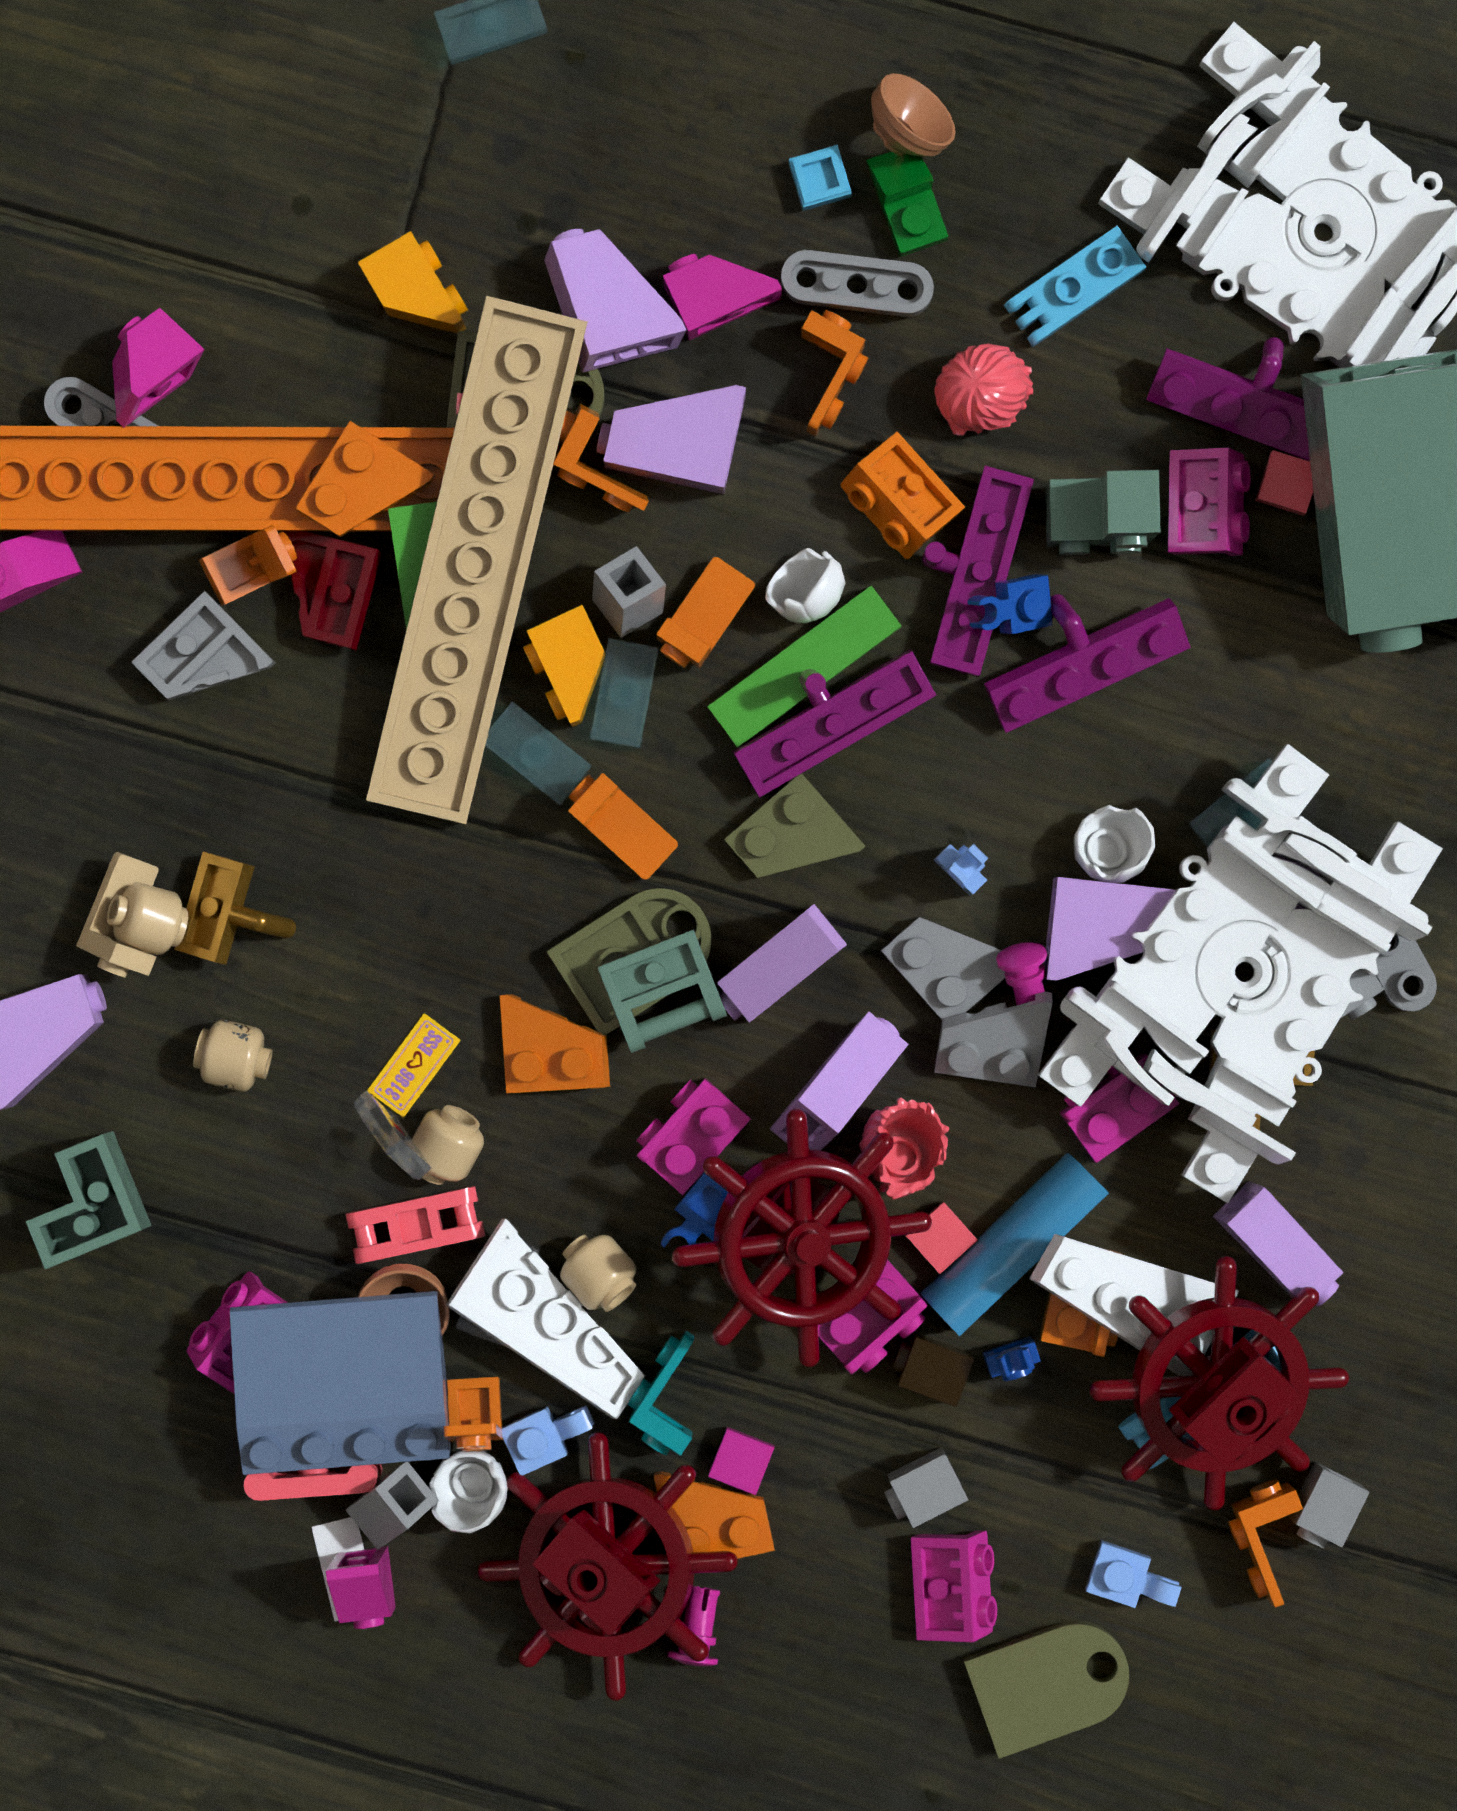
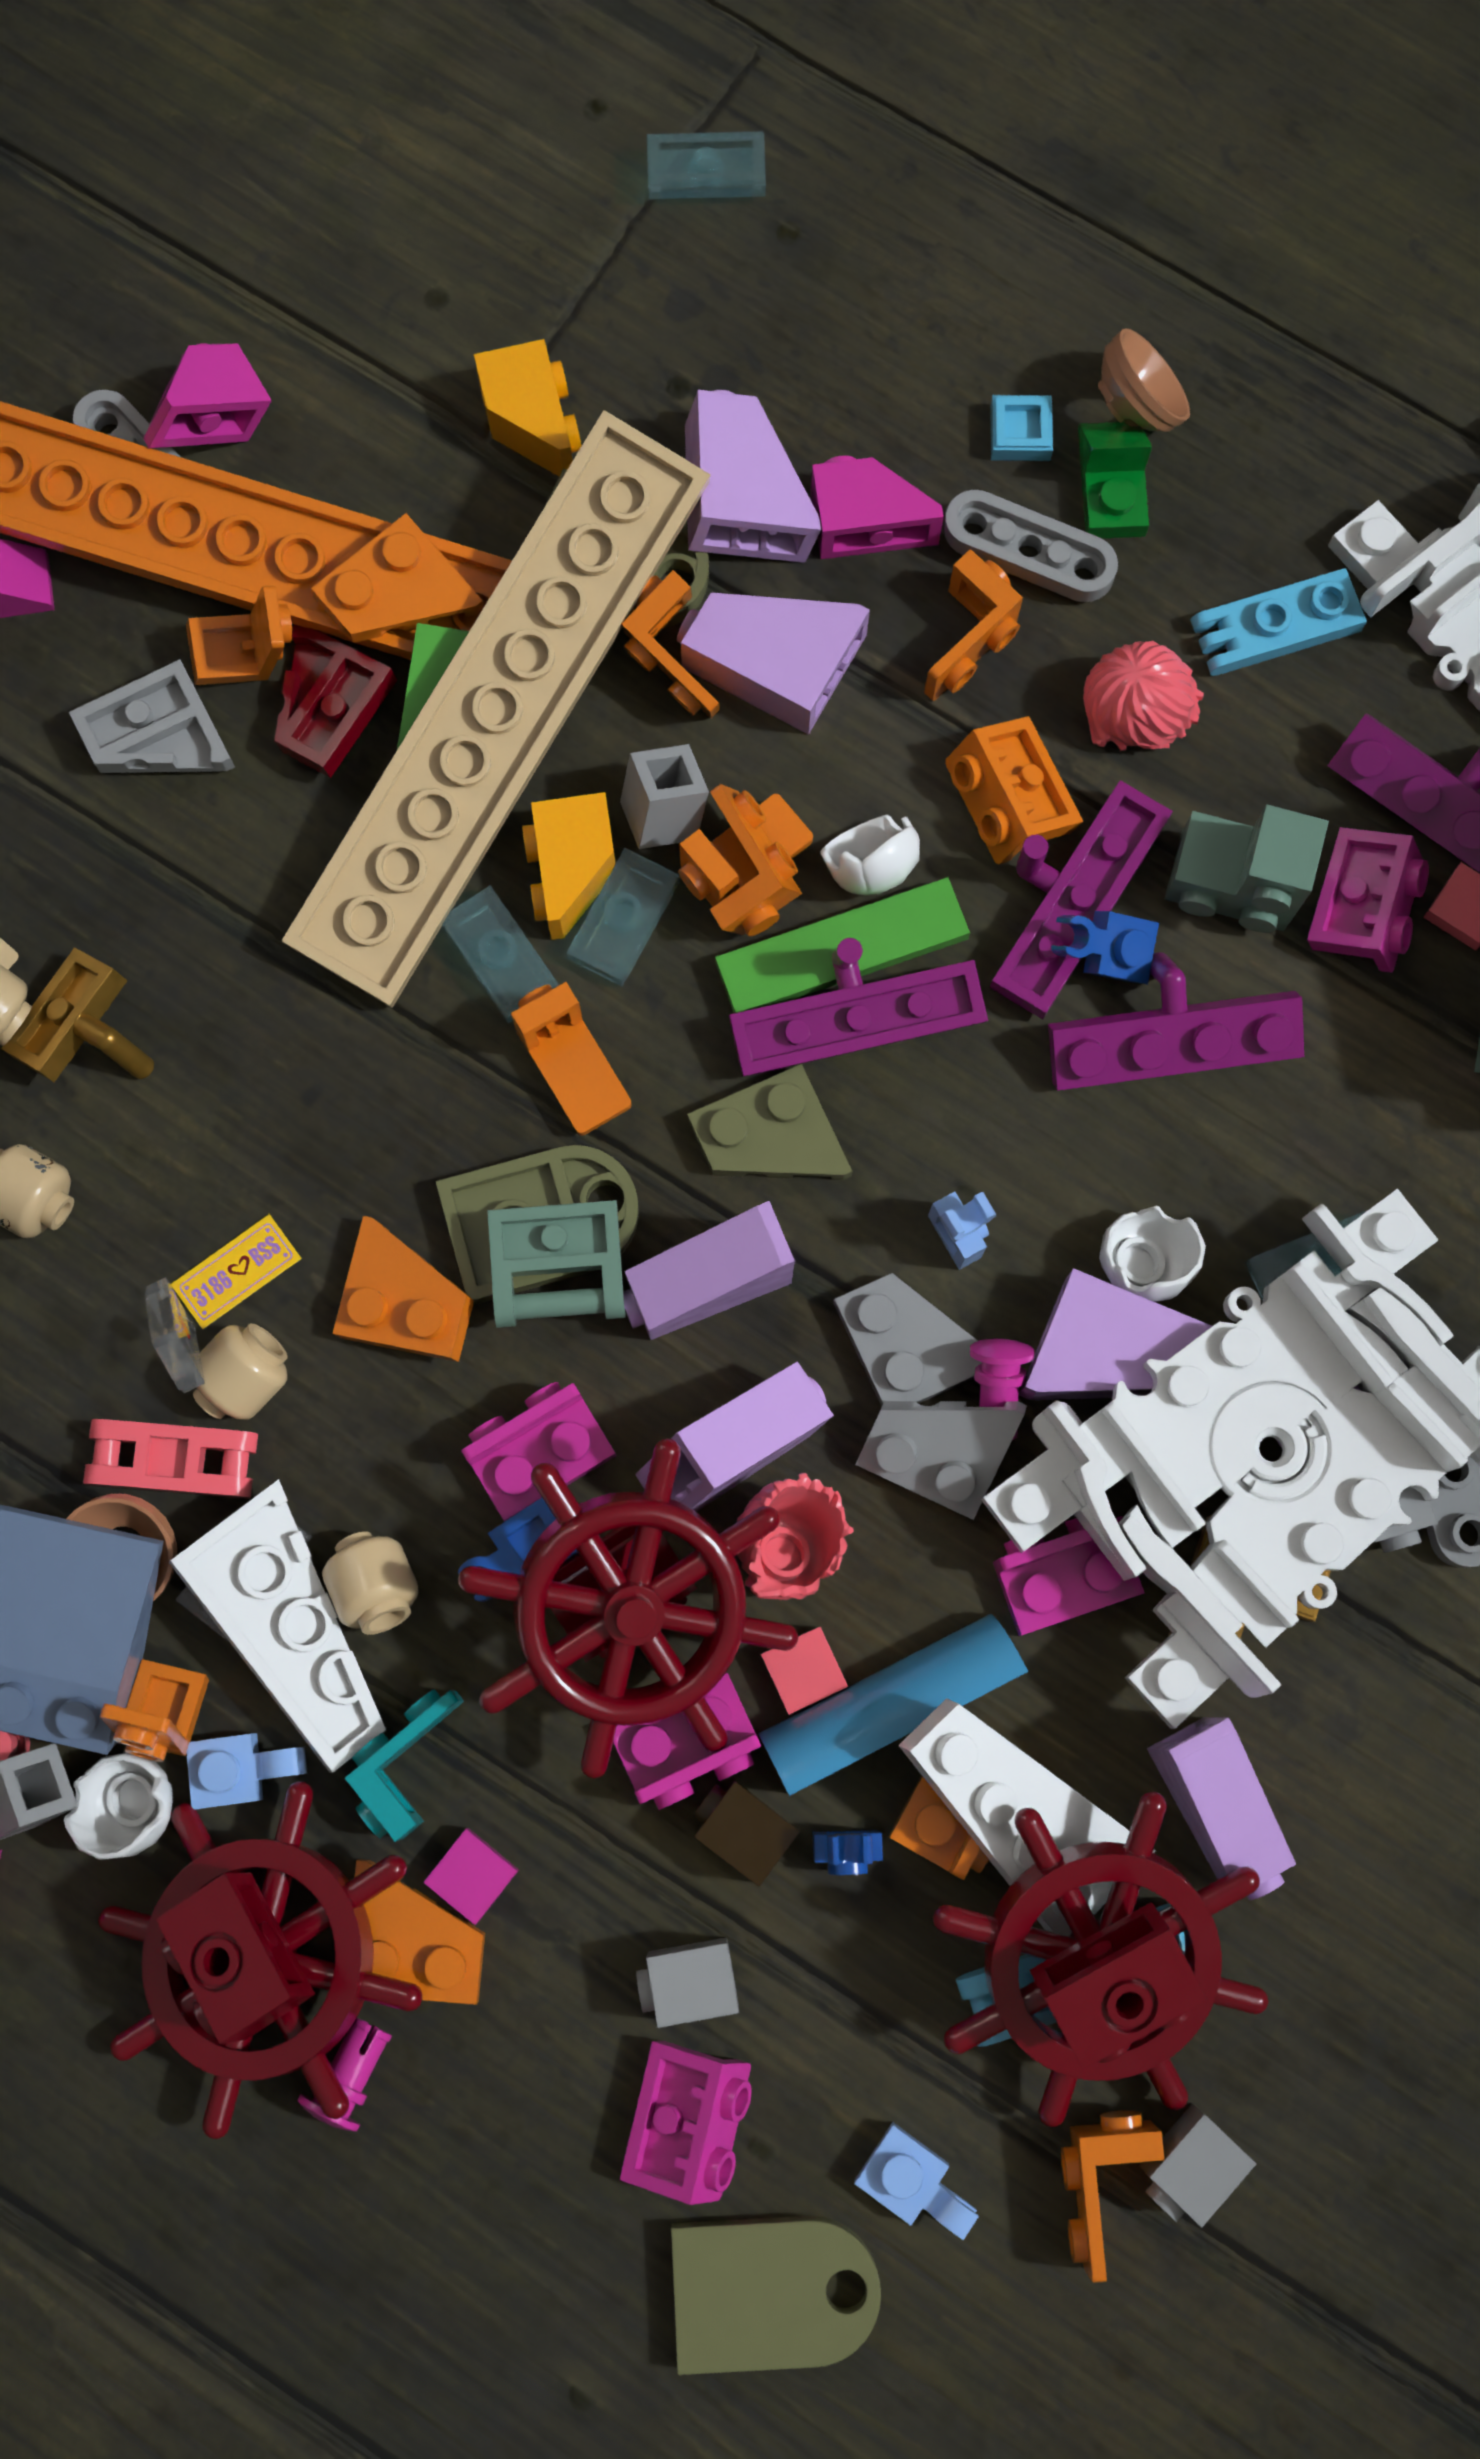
camera: 15 degrees right, 10 degrees down
(728, 620) = (756, 903): none -> orange bracket

